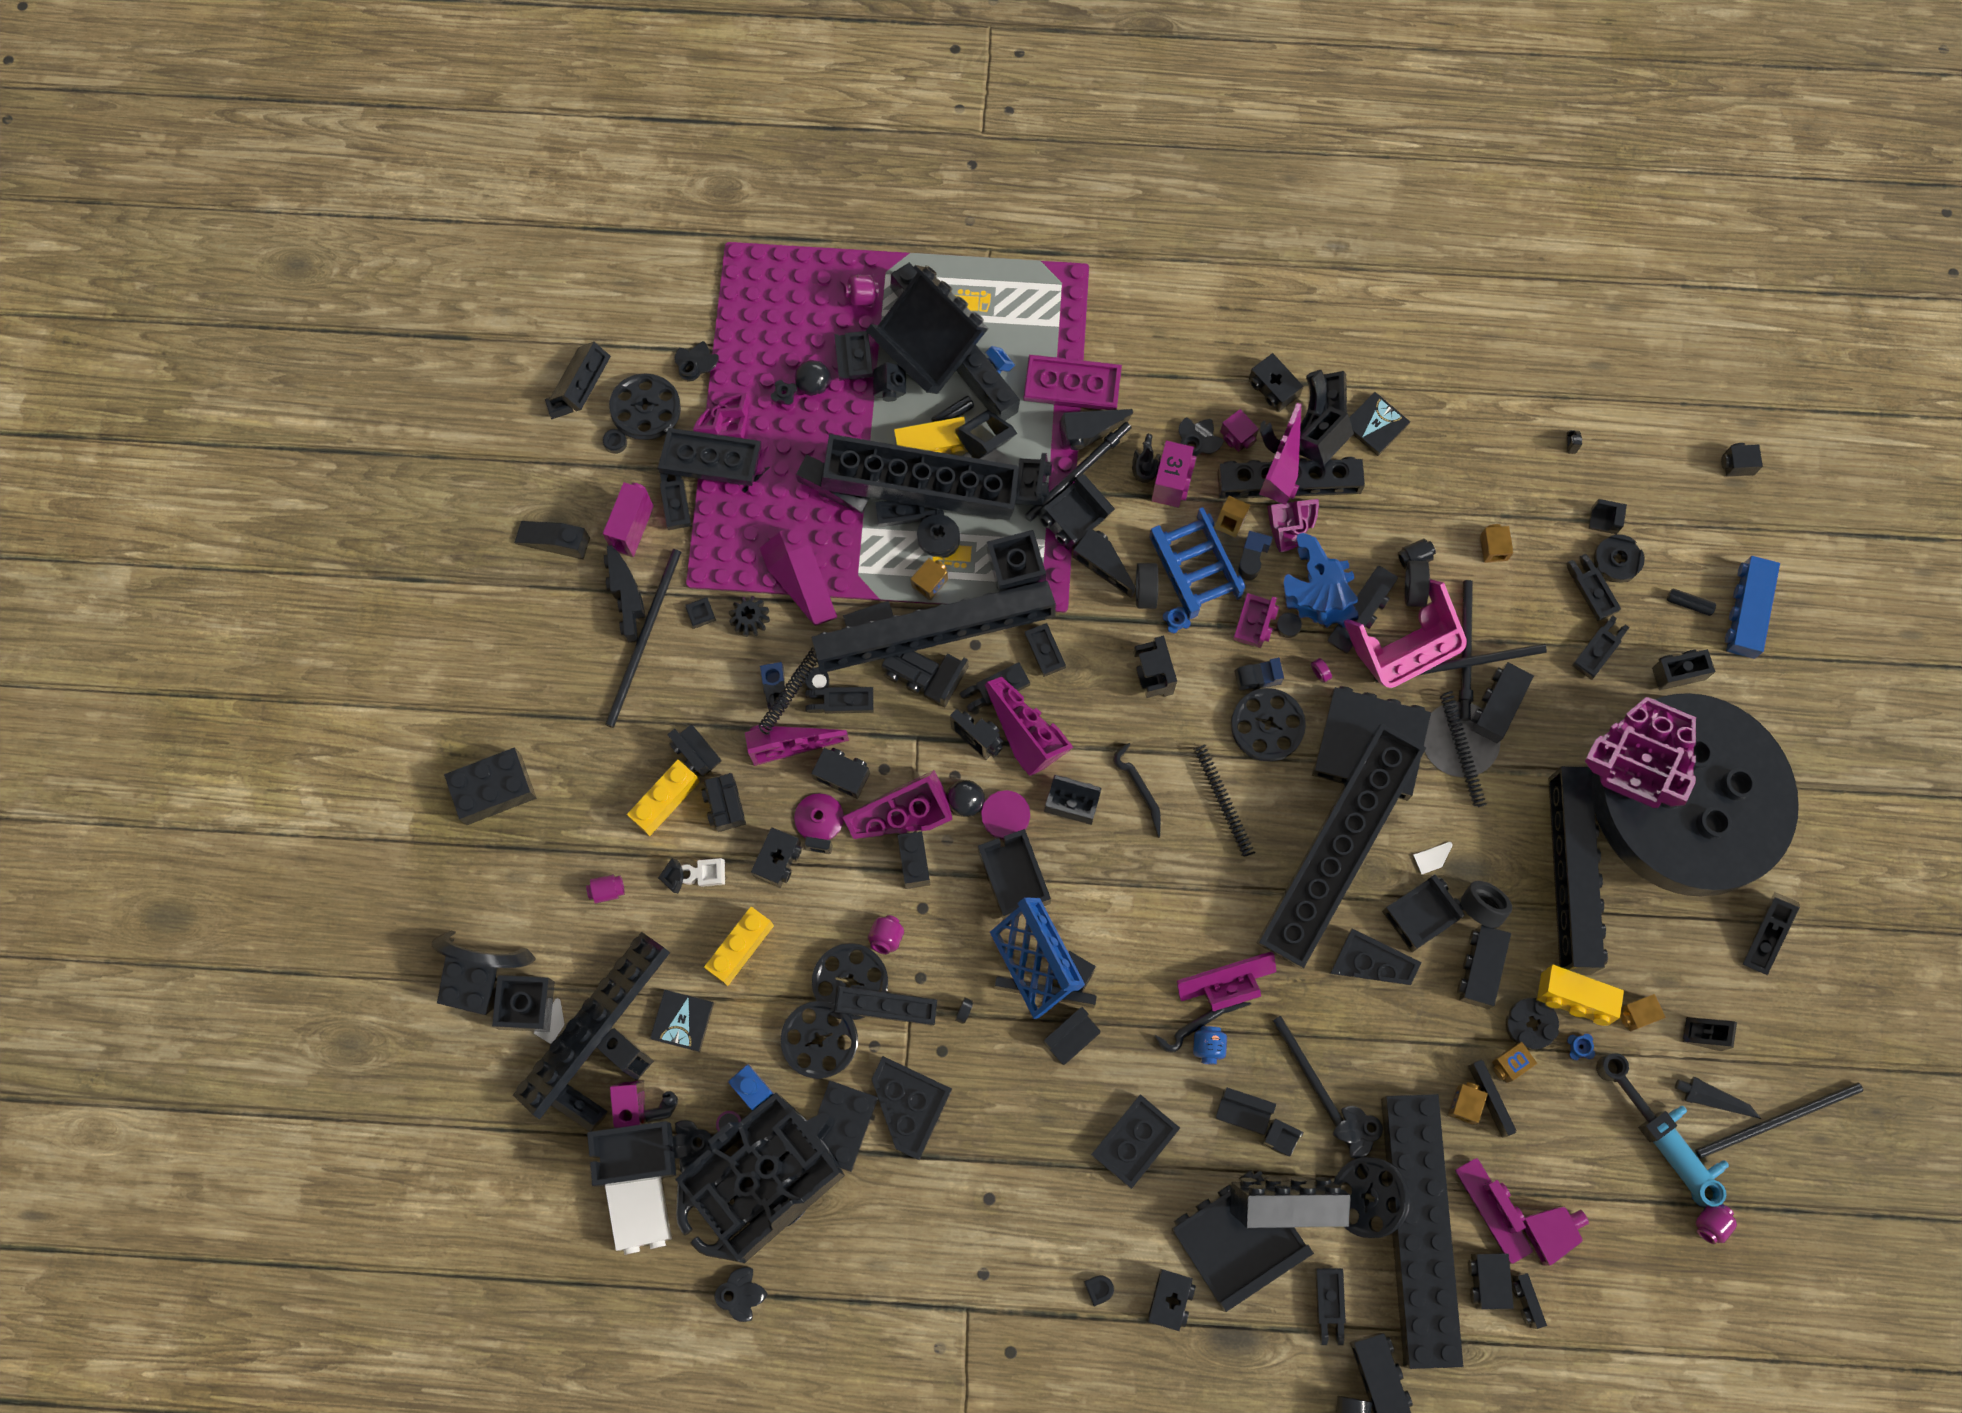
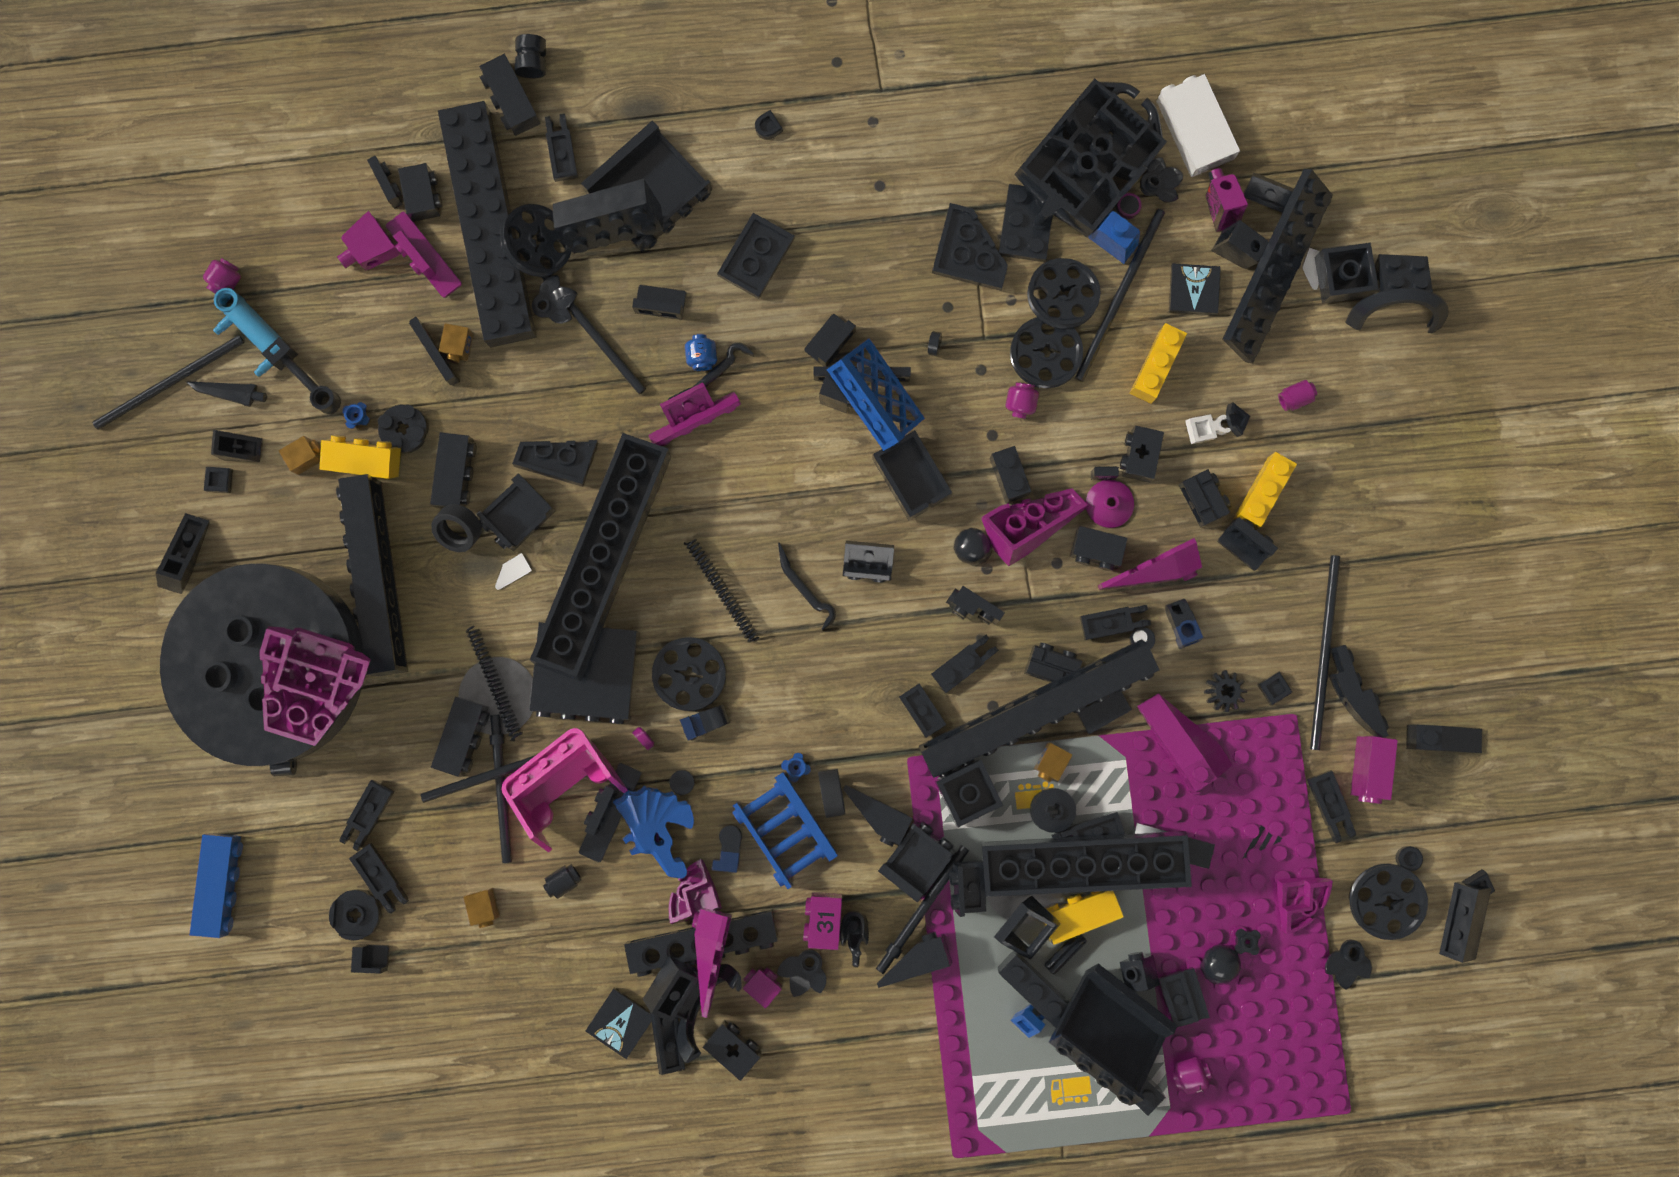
camera: 170 degrees right, 10 degrees up
(490, 786) = (1435, 472): black brick -> none
(631, 1154) = (1212, 149): black piece -> none
(665, 1108) = (1190, 208): black arm -> none
(709, 456) = (1307, 853): black plate -> none
(744, 1294) = (1081, 65): black plate -> none
(759, 1030) = (1119, 296): none -> black piece
(789, 691) = (1170, 613): black piece -> none
(885, 1006) = (1009, 332): black tile -> none
(946, 680) = (1014, 662): black panel -> none
(1005, 813) = (930, 537): magenta tile -> none
(1029, 736) = (923, 620): magenta wedge -> none
(1072, 382) = (946, 1010): magenta tile -> none
(1156, 668) = (808, 706): black panel -> none
(1159, 1310) = (705, 138): black brick -> none
(1232, 516) = (756, 886): pearl gold brick -> none
(1255, 619) = (716, 779): magenta bracket -> none
(1282, 1137) = (623, 284): black panel -> none
(1417, 583) = (558, 845): black tyre -> none
(1513, 1063) = (417, 387): pearl gold brick -> none
(1574, 441) = (411, 1040): black tile -> none
(1683, 669) = (281, 802): black brick -> none
(1691, 602) = (278, 881): black axle -> none
(1731, 1005) = (218, 479): none -> black tile
(1742, 460) = (234, 1049): black brick -> none

